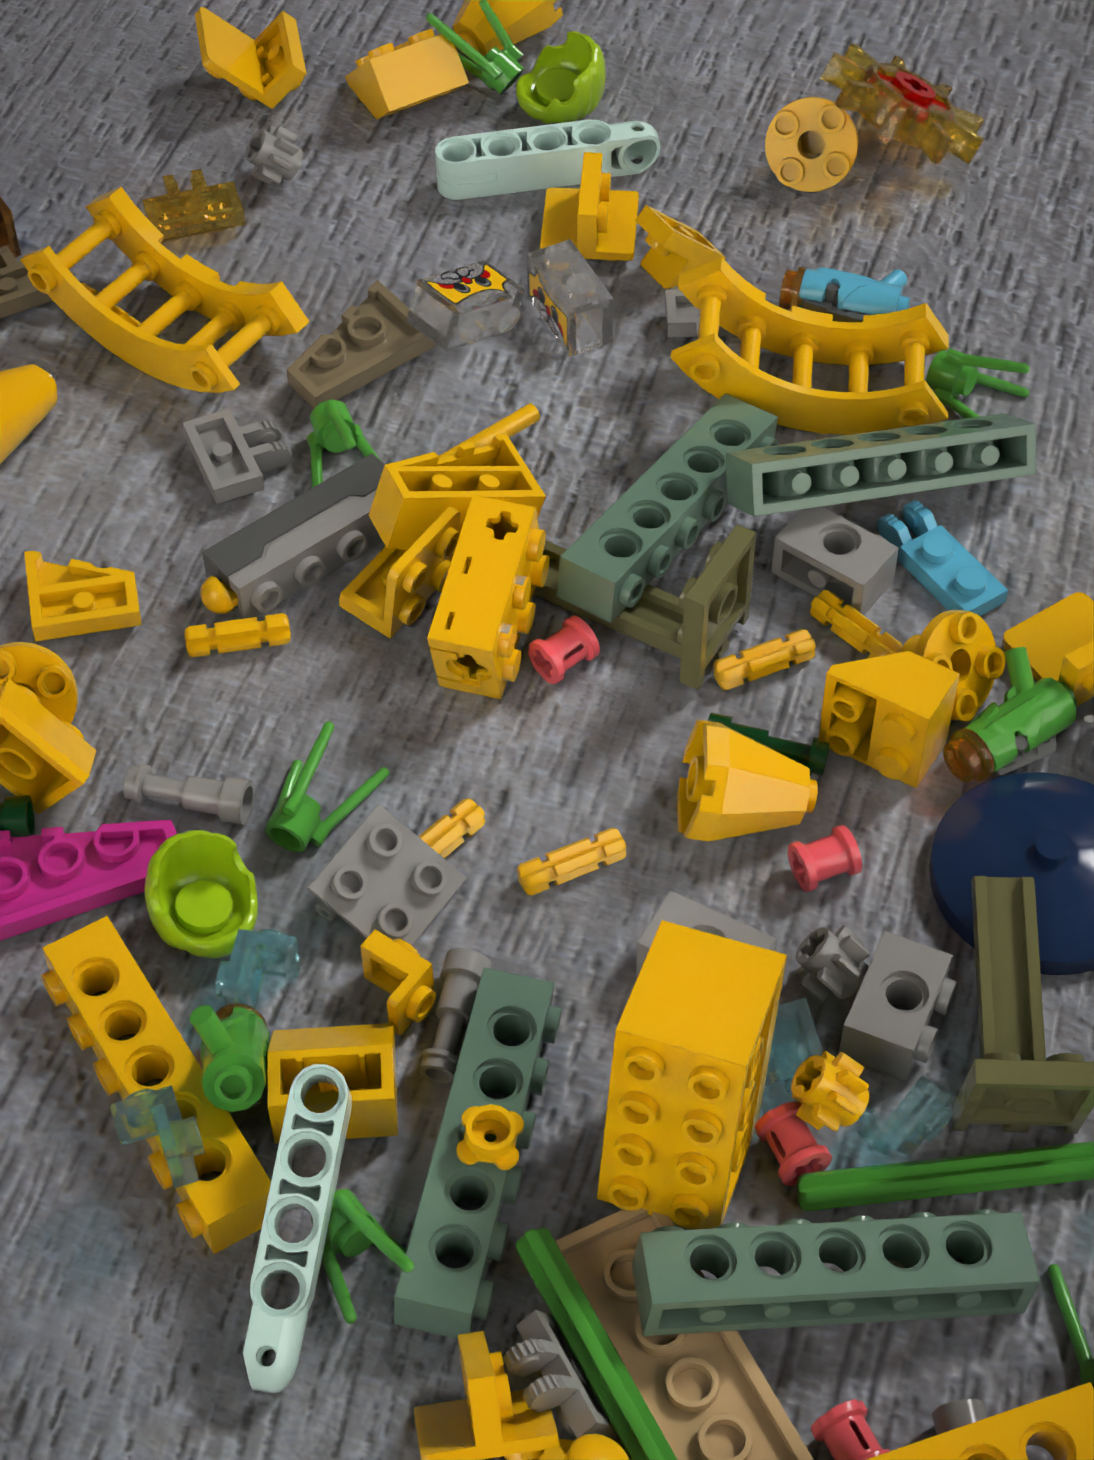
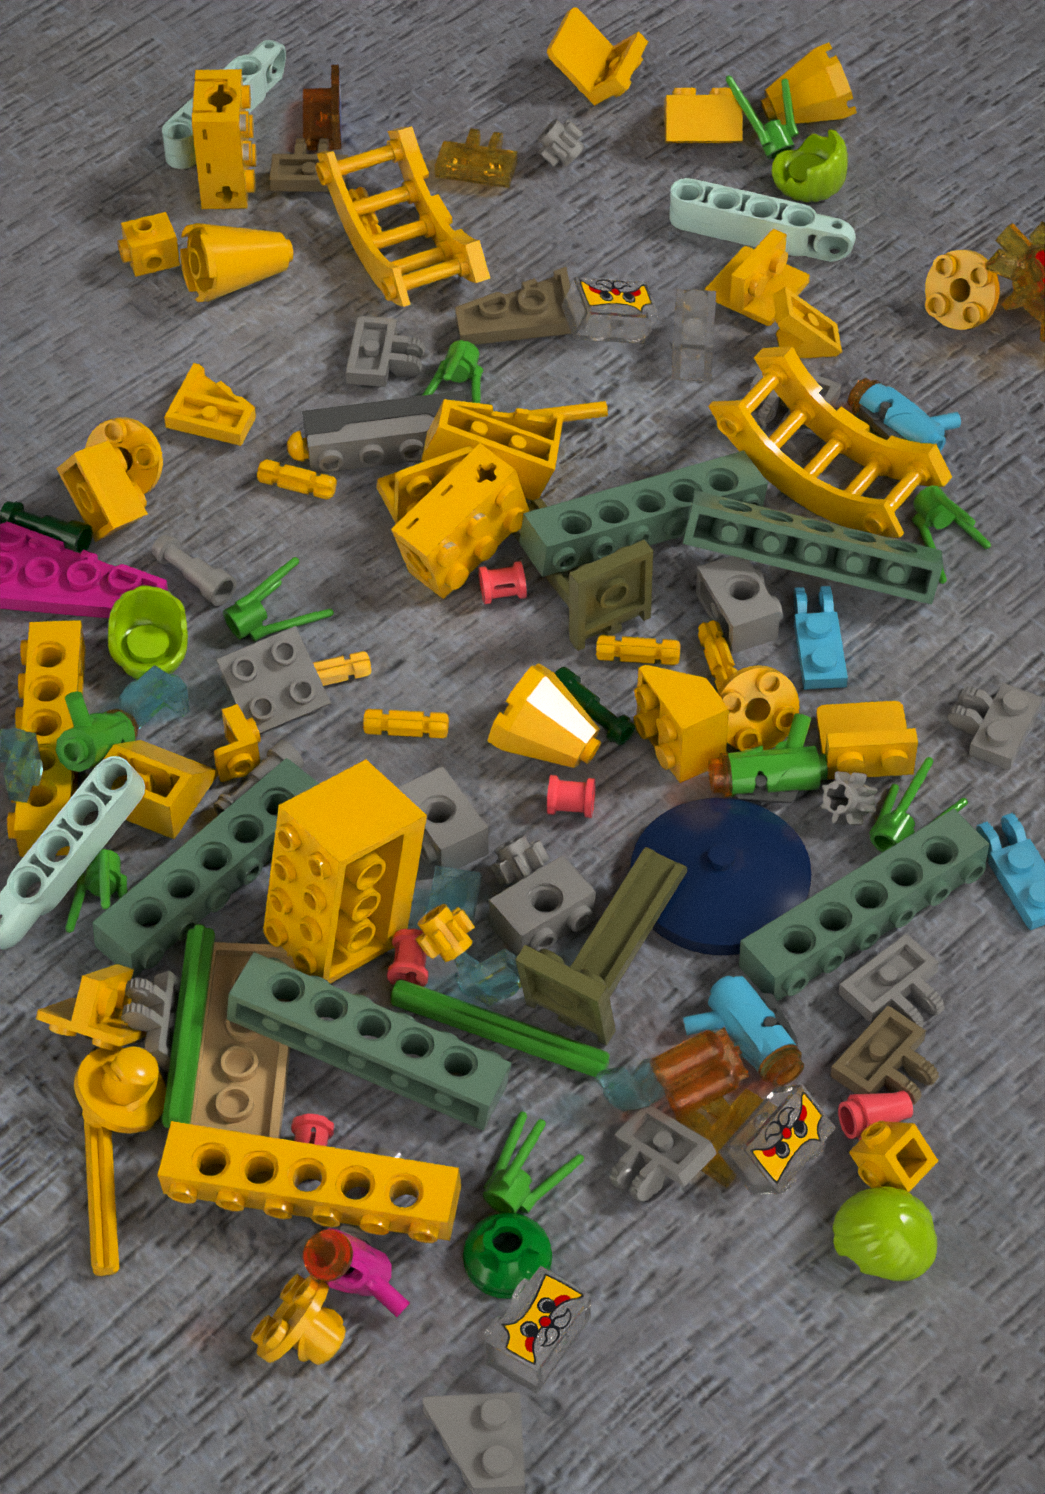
camera: 30 degrees right, 0 degrees up
(490, 1120) = (211, 846): yellow plate -> none

